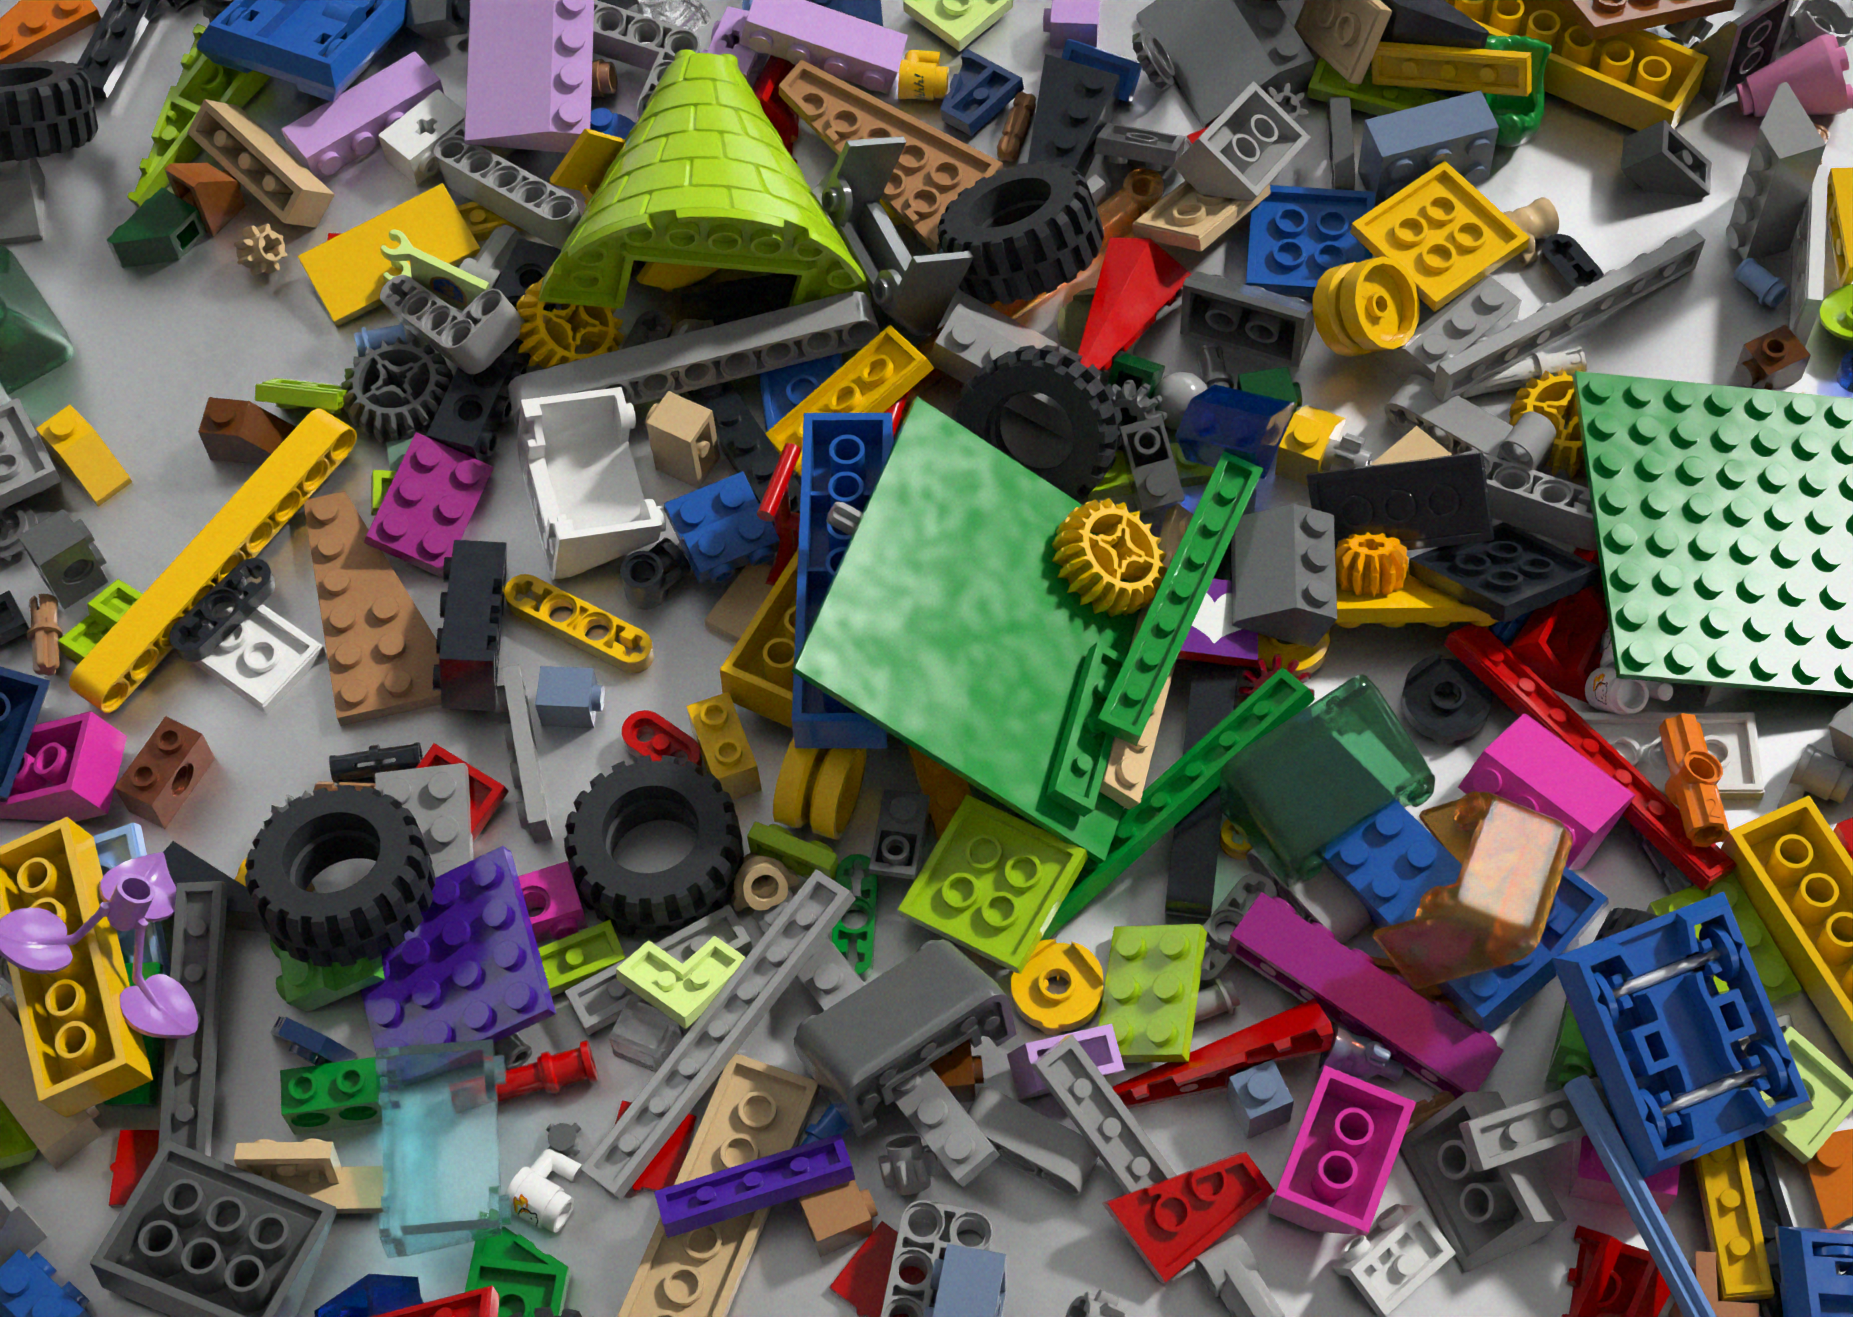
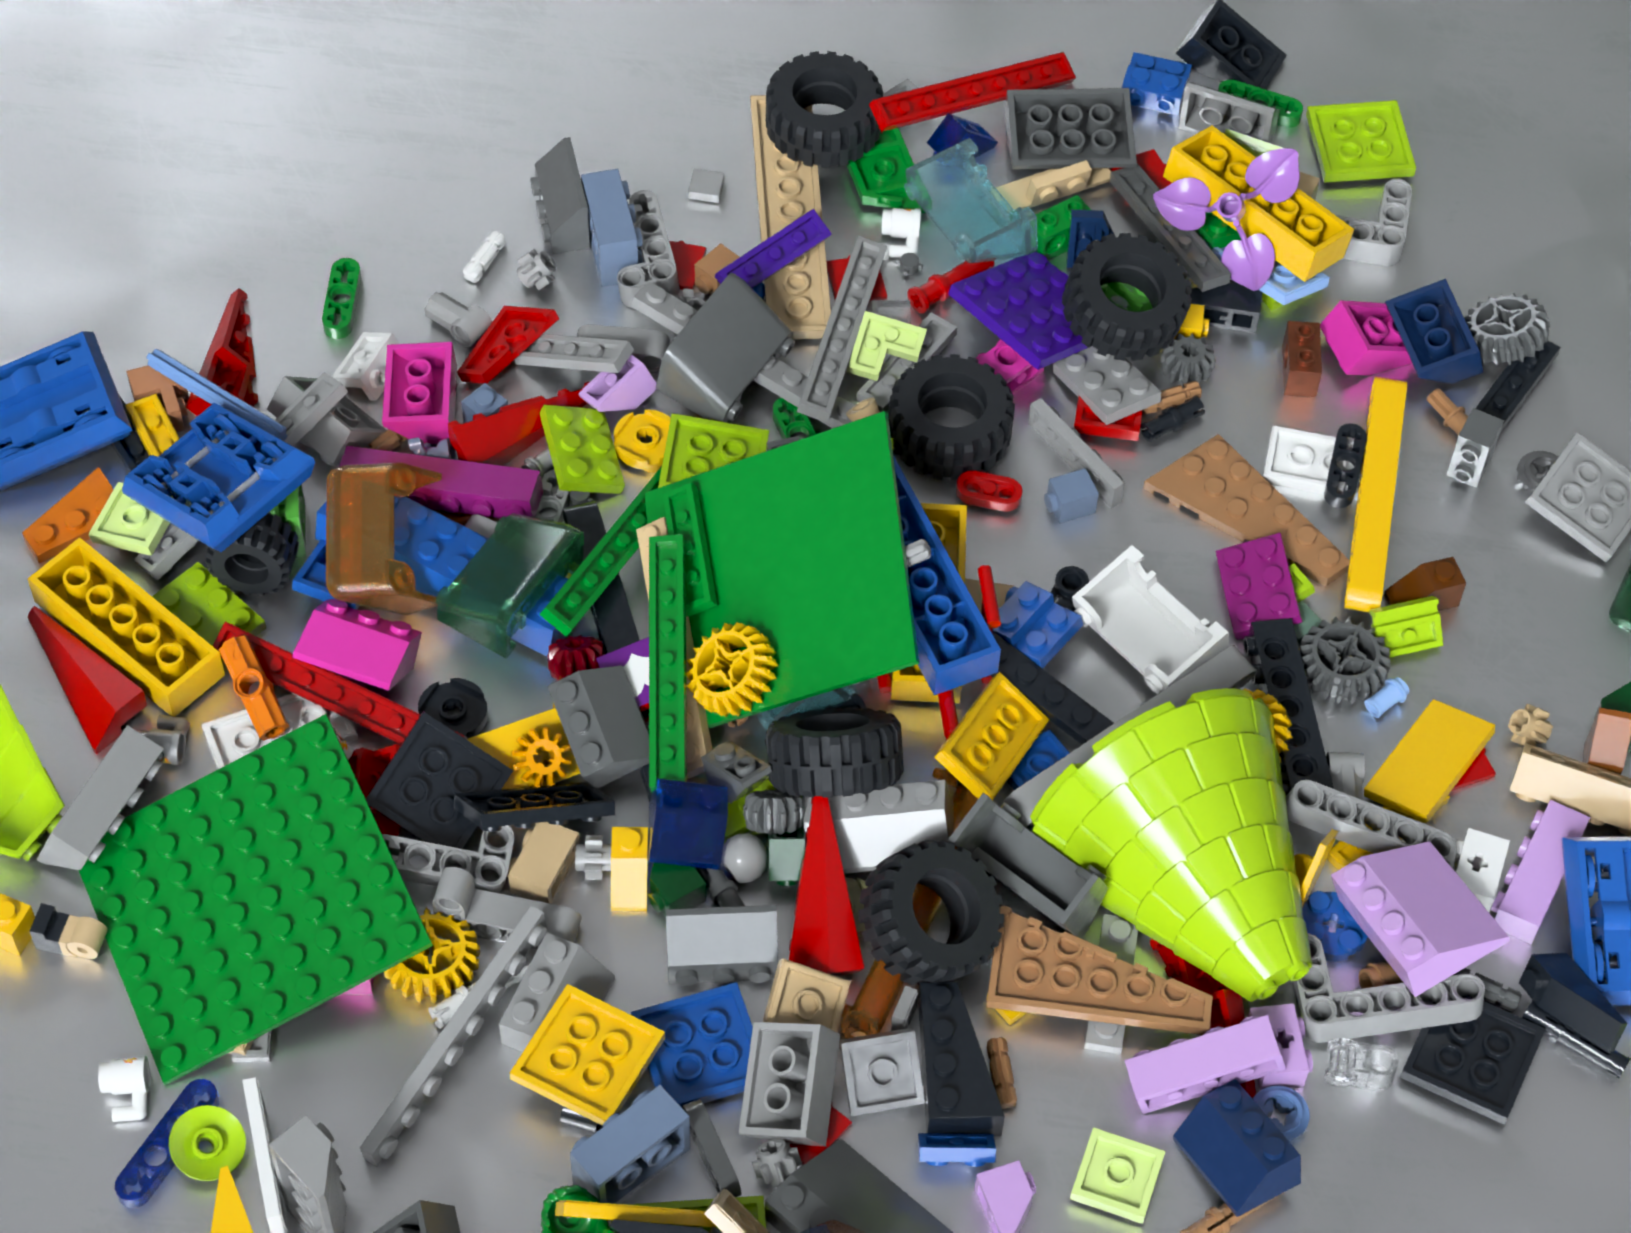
camera: 150 degrees right, 5 degrees down
(83, 455) = (1530, 534): yellow slope -> none
(103, 614) = (1421, 439): lime slope -> none
(440, 278) = (1368, 726): yellowish green flag -> none
(465, 338) = (1339, 695): light grey beam -> none
(471, 625) = (1165, 504): black wedge -> none
(580, 956) = (968, 342): lime plate -> none
(582, 618) = (1099, 547): yellow beam -> none
(683, 439) = (1104, 678): tan brick -> none
(724, 745) = (940, 486): yellow brick -> none
(922, 76) = (1107, 1080): yellow piece -> none
(978, 92) = (1051, 1090): dark blue wing -> none
(1153, 59) = (904, 1174): flat silver gear -> none
(1366, 307) = (624, 964): yellow wheel -> none
(1537, 221) = (523, 1124): tan piece -> none
(1567, 271) = (474, 1102): black beam -> none
(1772, 360) = (276, 1068): reddish brown brick -> none

